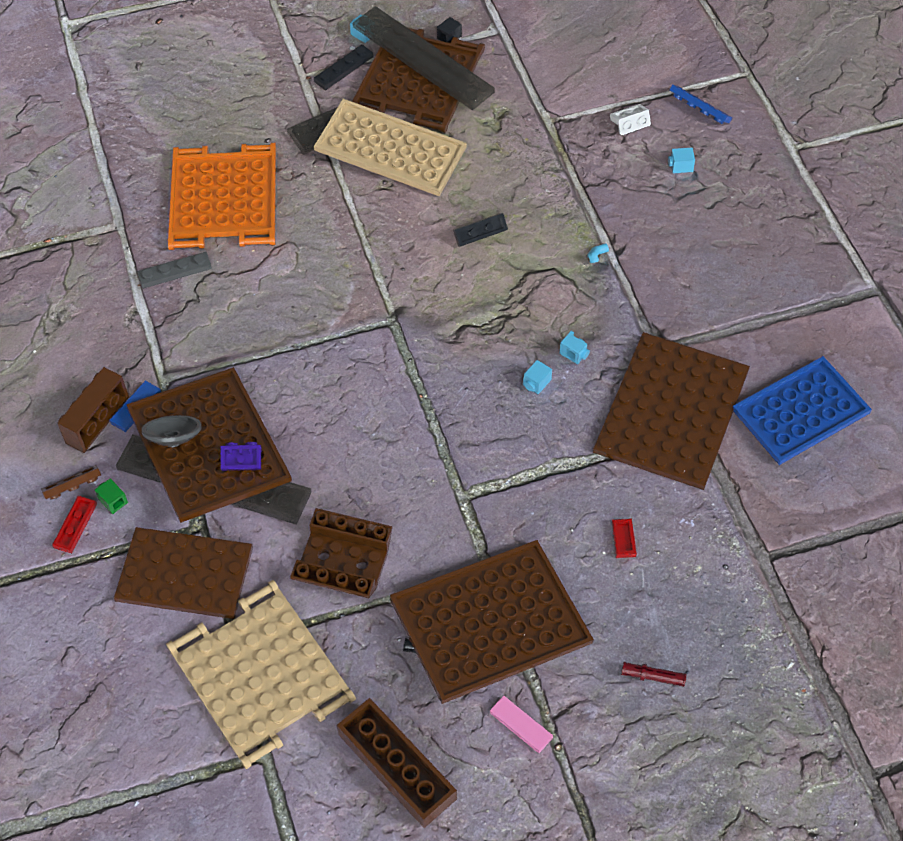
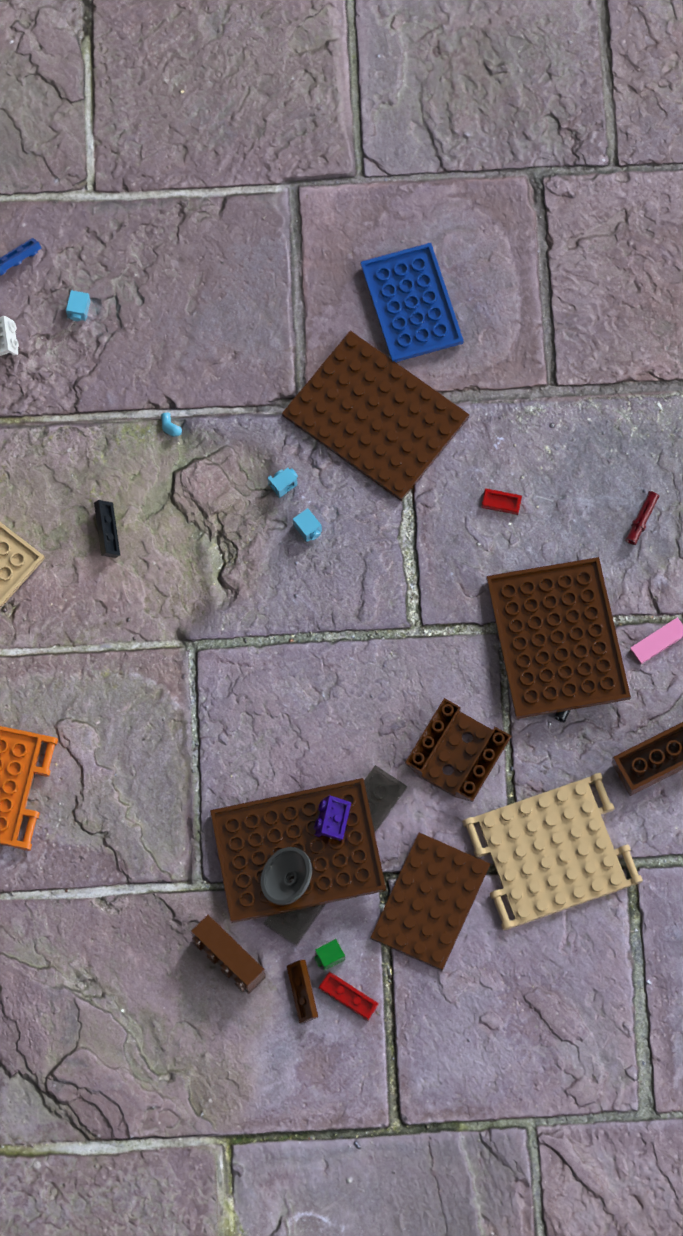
camera: 75 degrees left, 15 degrees up
(122, 418) = (219, 911): blue tile -> none
(174, 270) = (60, 849): dark grey plate -> none

